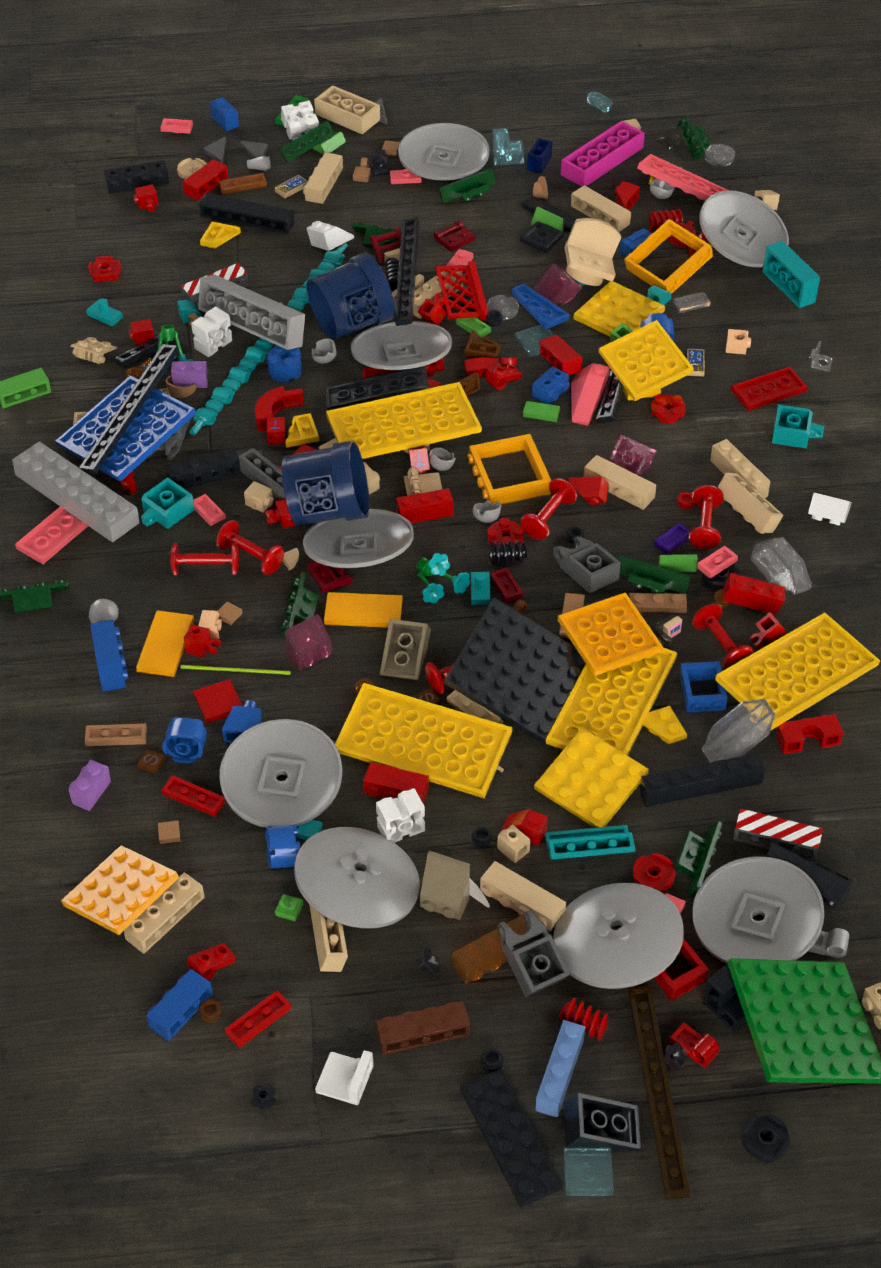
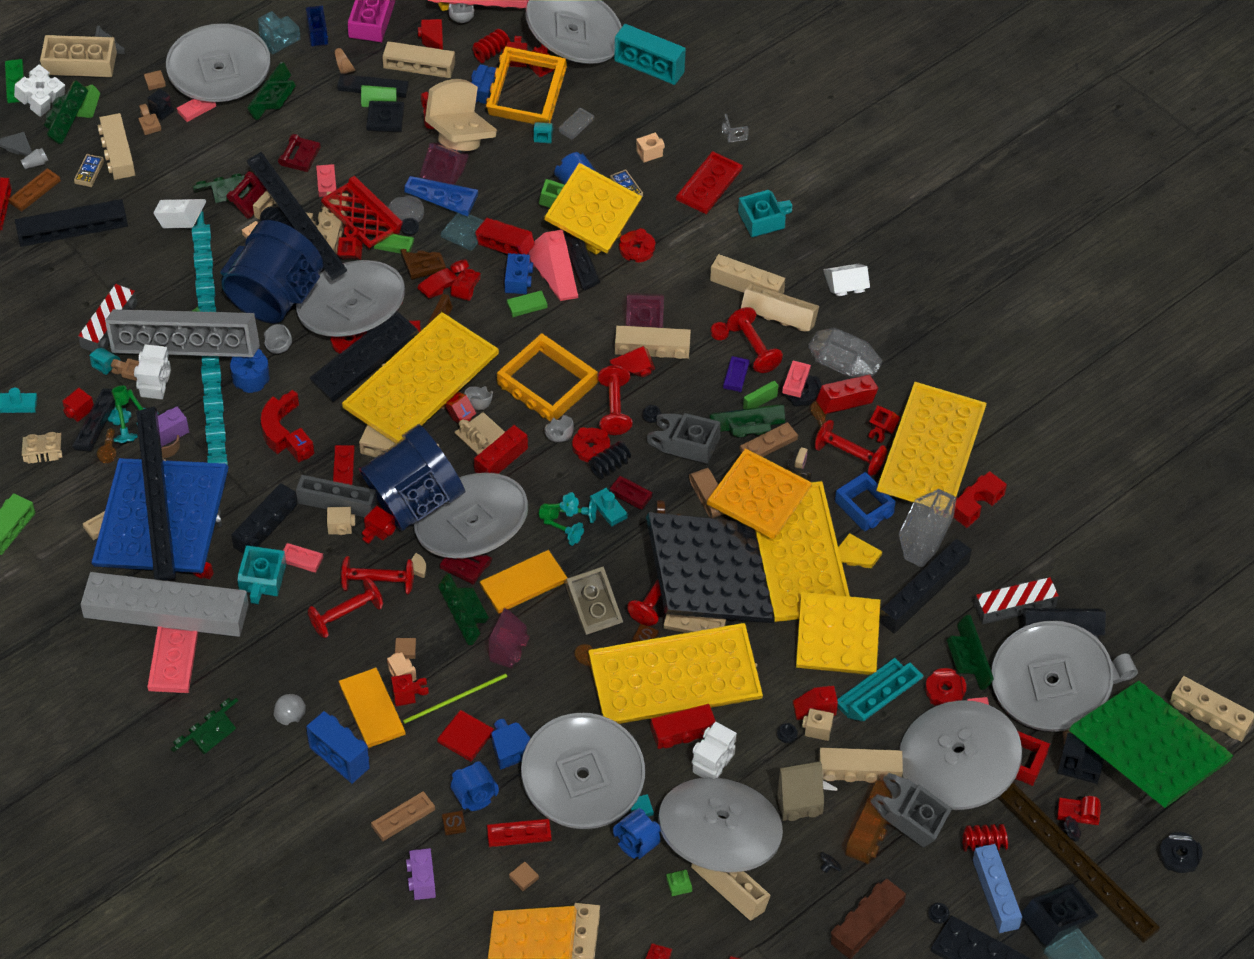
camera: 35 degrees left, 5 degrees up
(218, 234) = (61, 259): yellow wing -> none
(302, 431) = (323, 432): yellow wing -> none
(615, 306) = (517, 164): yellow plate -> none

